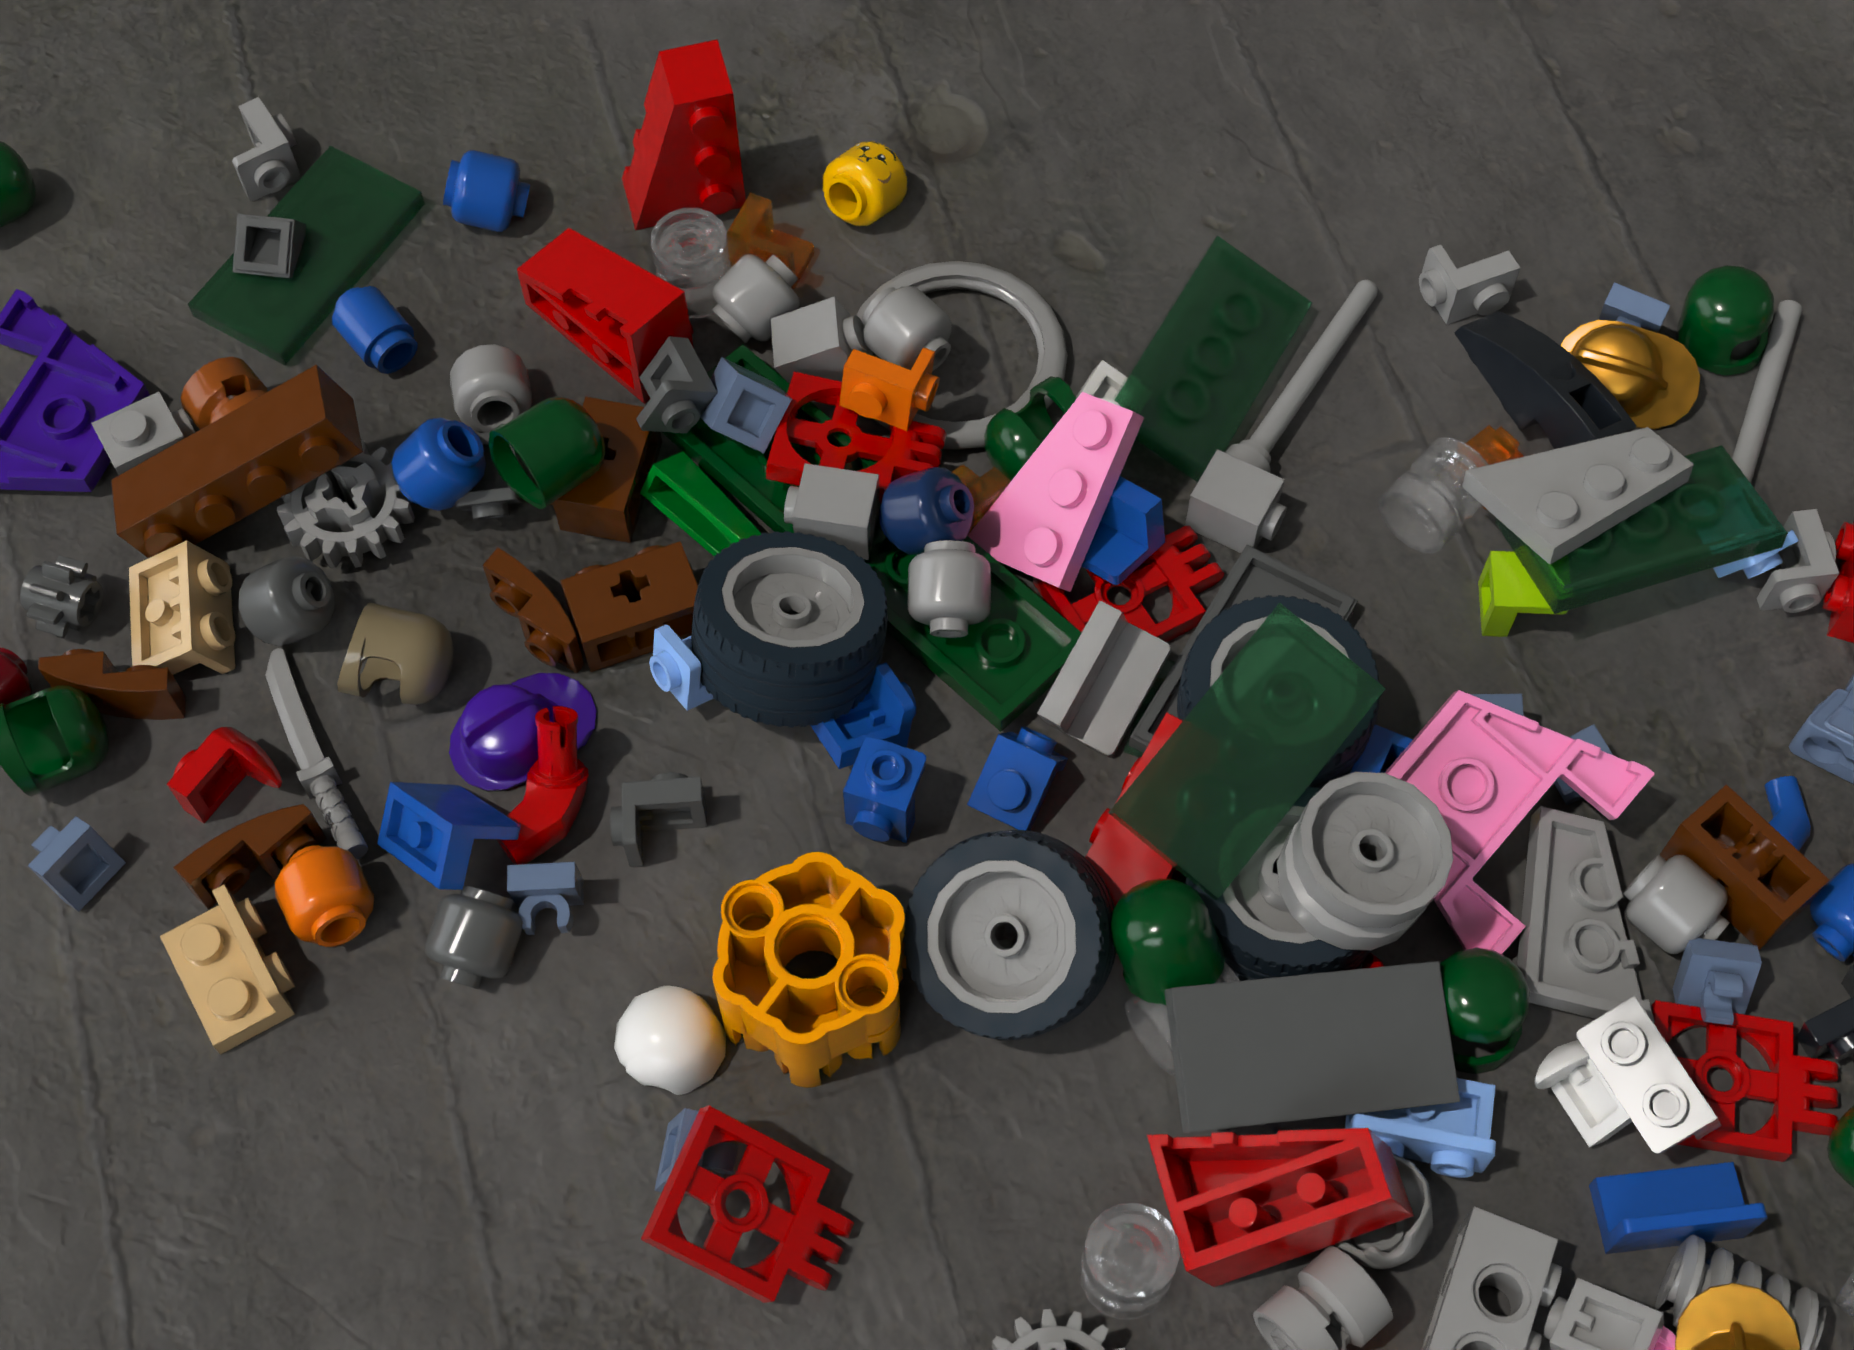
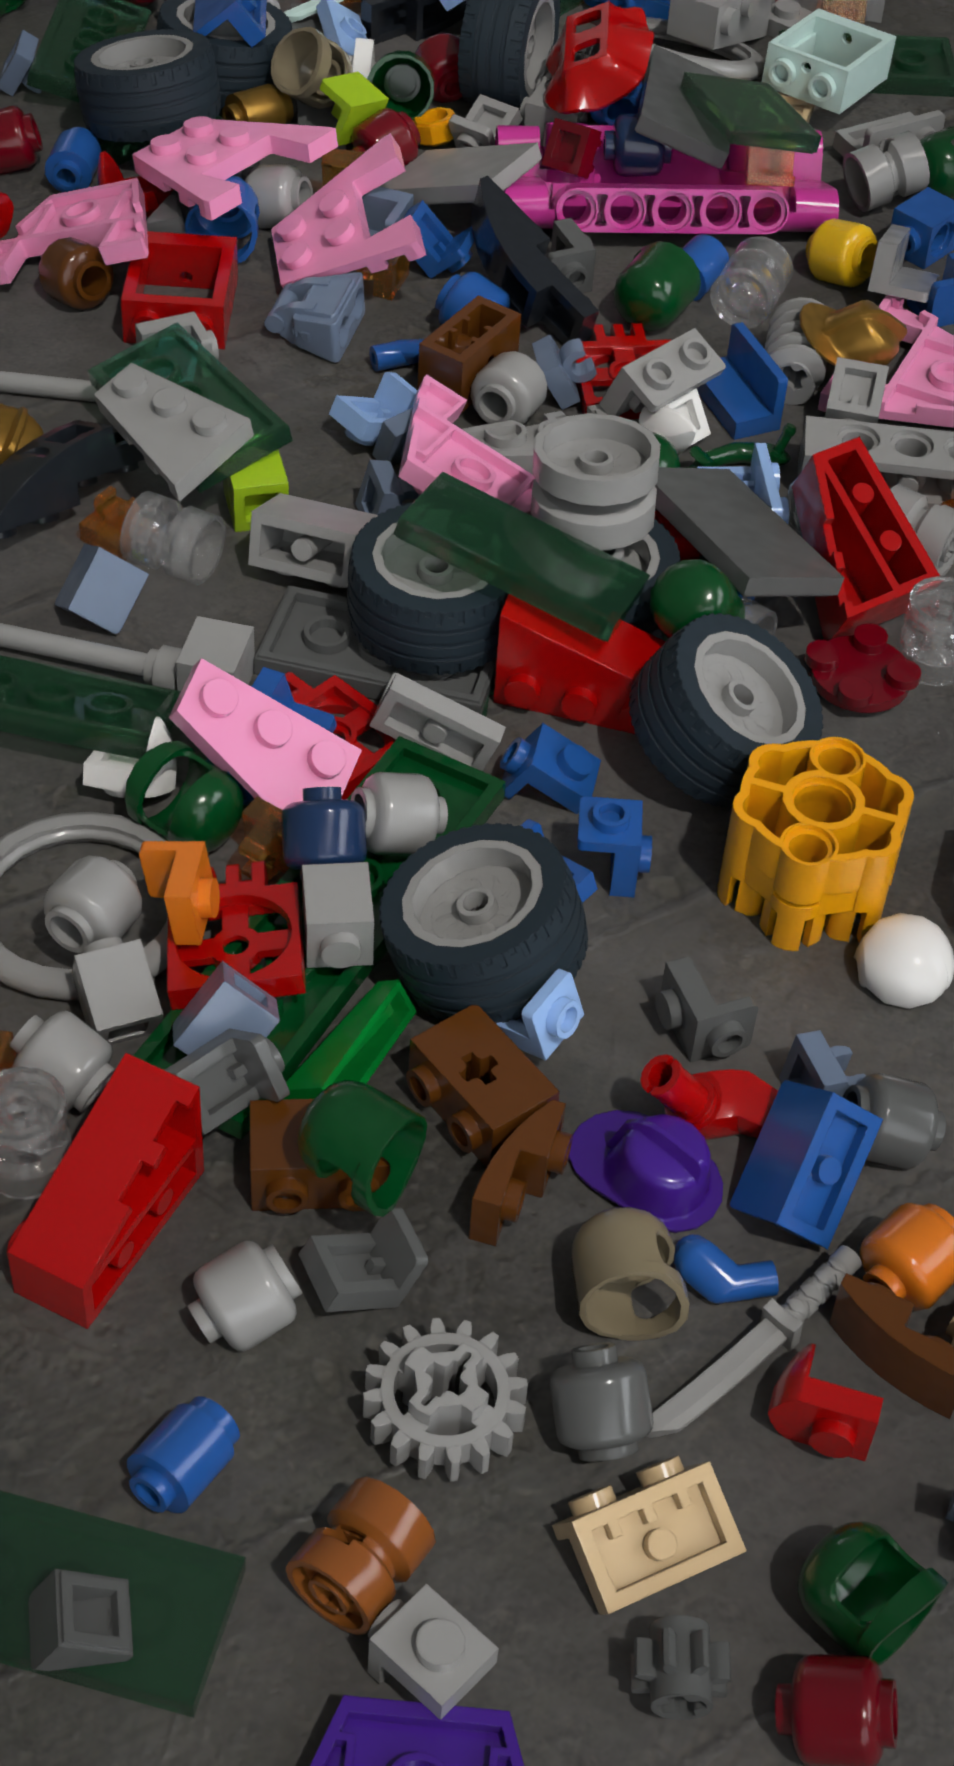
camera: 110 degrees left, 15 degrees down
(134, 694) = (772, 1579): reddish brown slope -> none
(237, 464) = (468, 1483): reddish brown brick -> none
(380, 743) = (718, 1276): none -> blue arm
(439, 463) = (392, 1272): blue head -> none
(1099, 1157) = (861, 670): none -> dark red piece
(1375, 426) = (101, 588): none -> sand blue panel
(1413, 617) = (305, 538): none -> light grey brick
(1543, 1195) = (742, 452): none -> dark green piece
(1648, 736) = (365, 415): none -> light blue bracket

